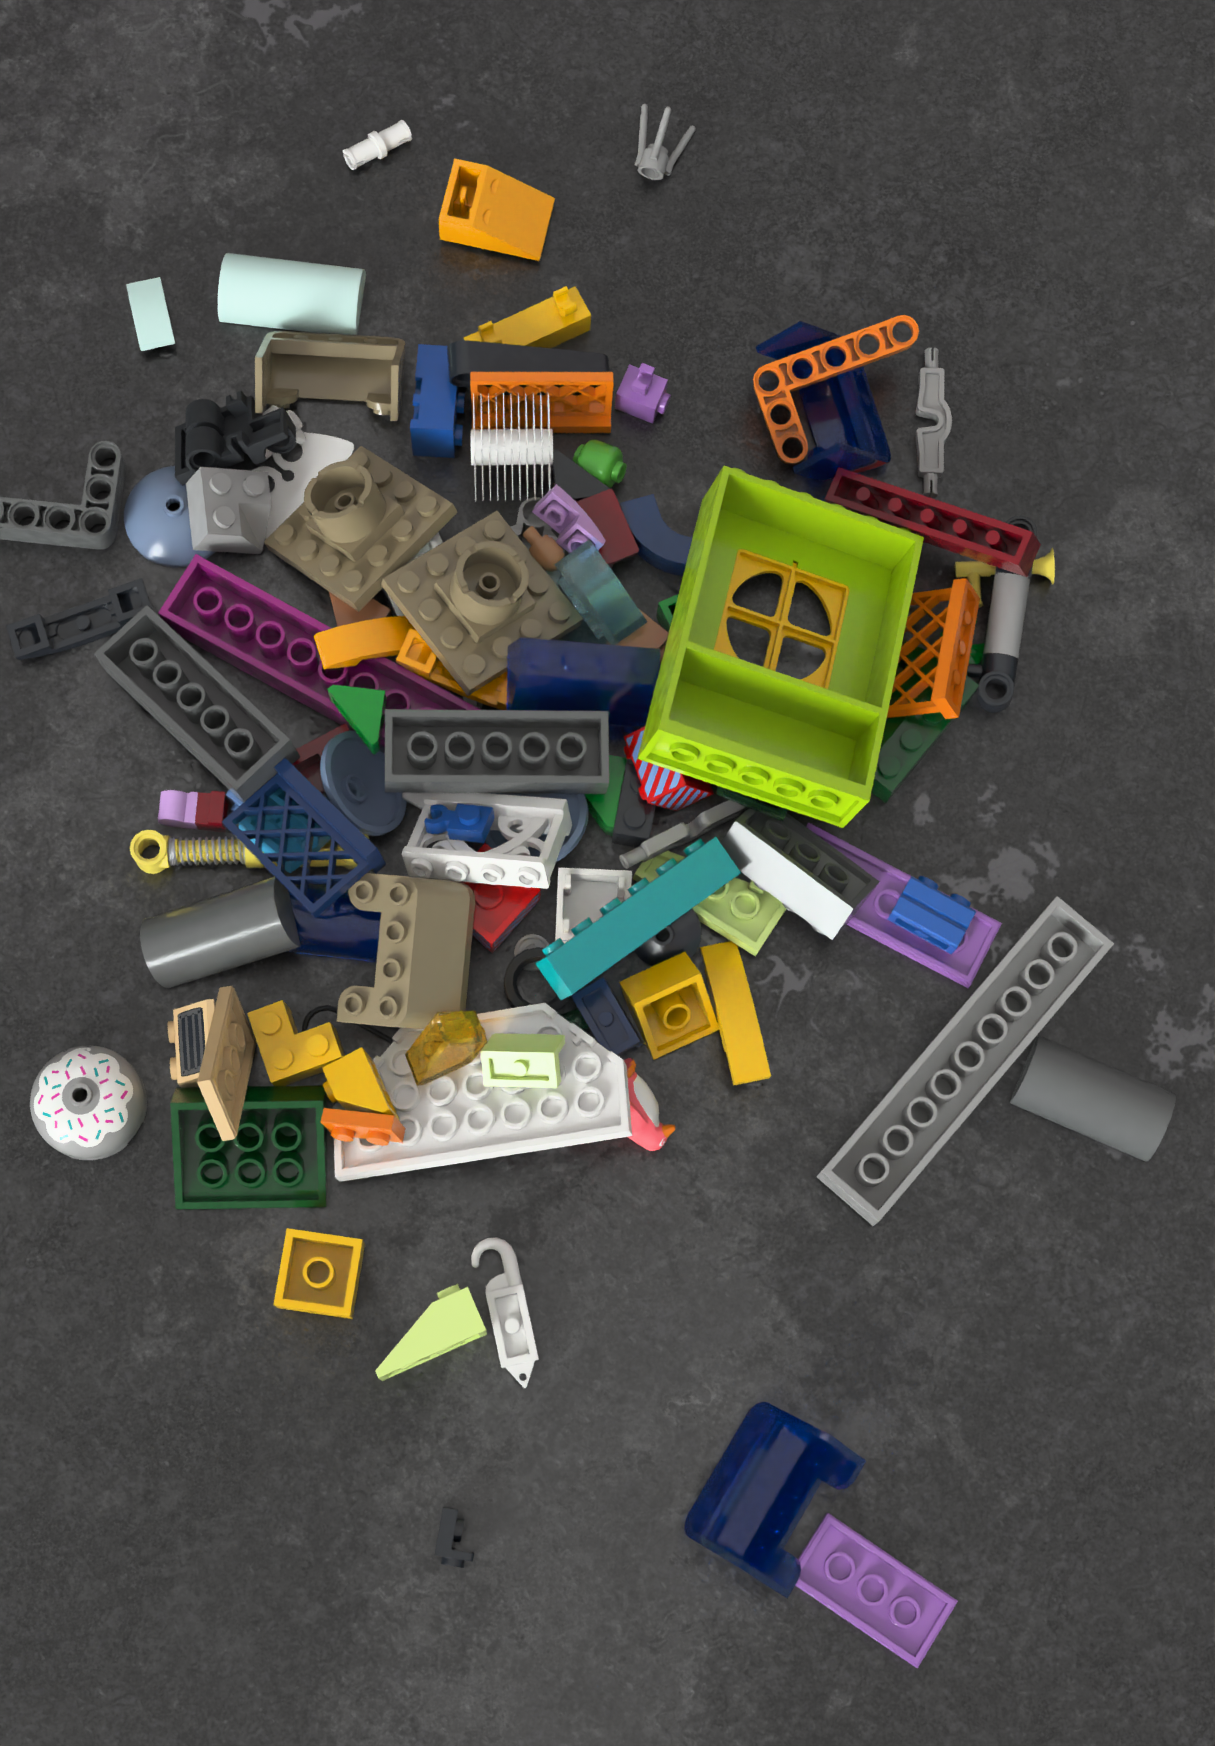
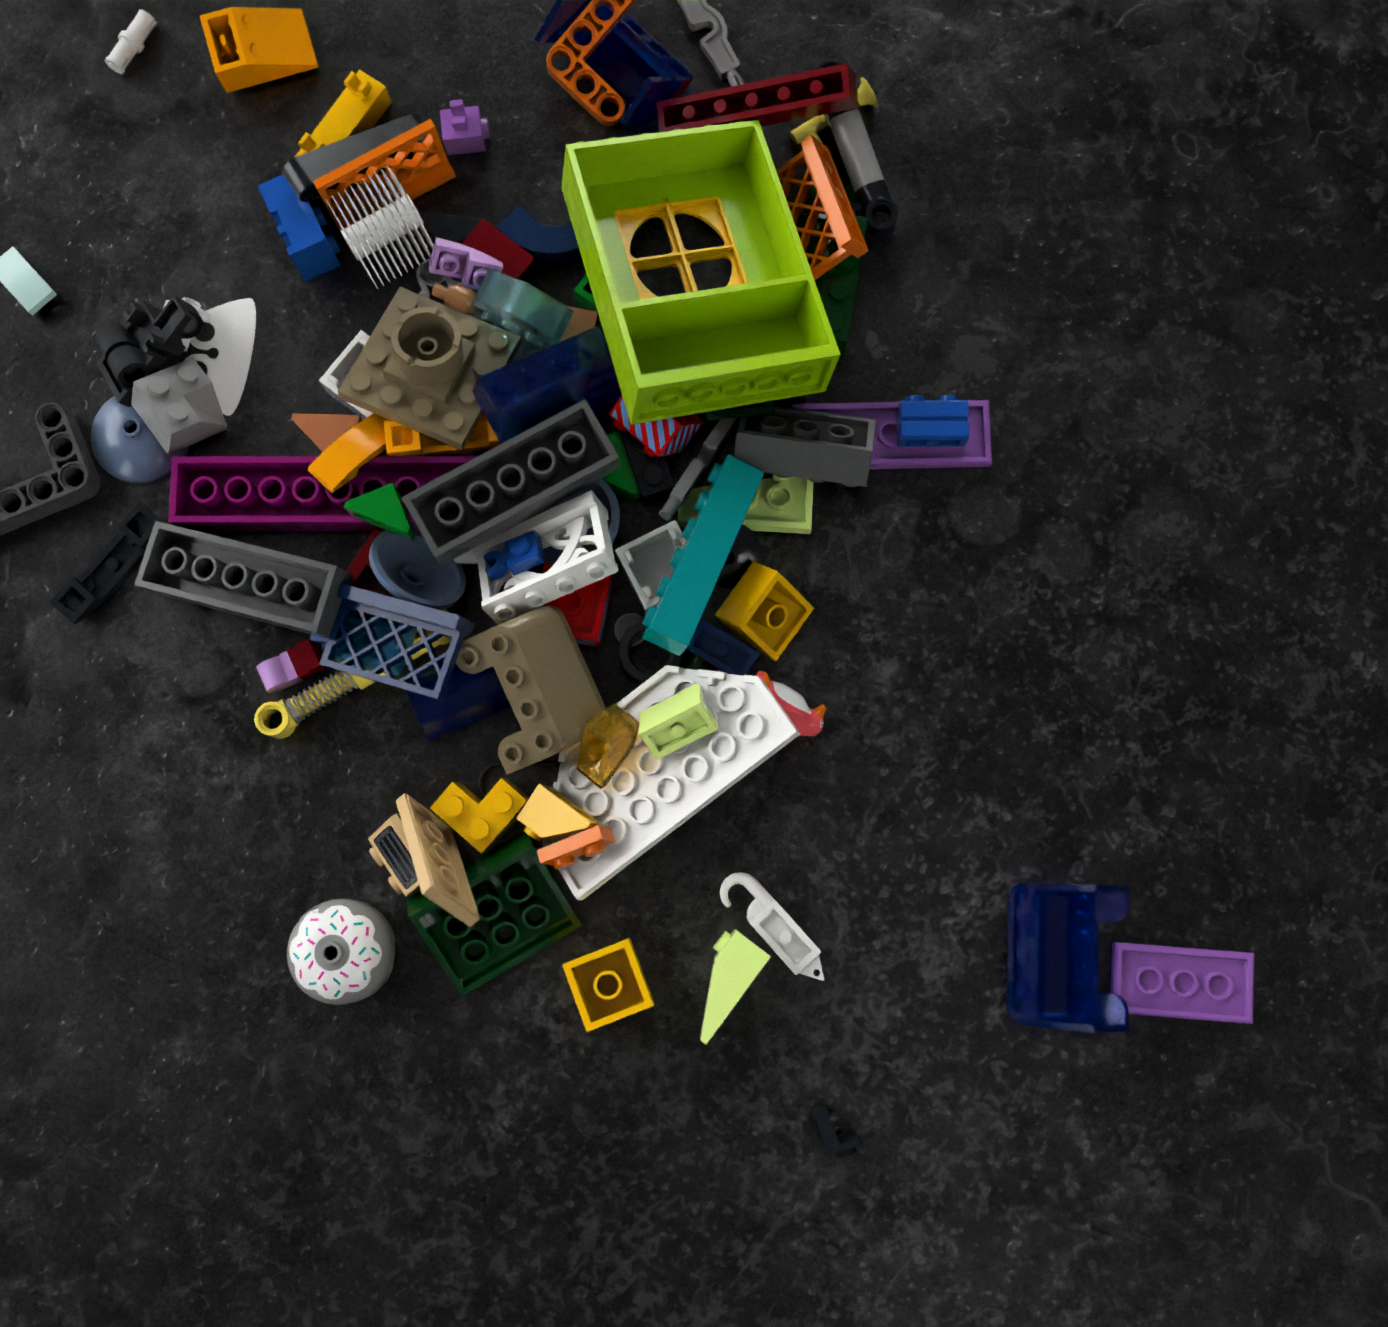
camera: 20 degrees left, 5 degrees up
(219, 933) = (369, 755): dark grey brick -> none
(290, 294) = (129, 203): light aqua brick -> none
(330, 368) = (197, 246): dark tan windscreen -> none
(359, 526) = (294, 360): dark tan piece -> none
(601, 461) = (462, 201): bright green head -> none
(735, 1012) = (820, 587): yellow slope -> none
(964, 1061) = (1023, 525): light grey brick -> none
(1094, 1099) = (1139, 499): dark grey brick -> none

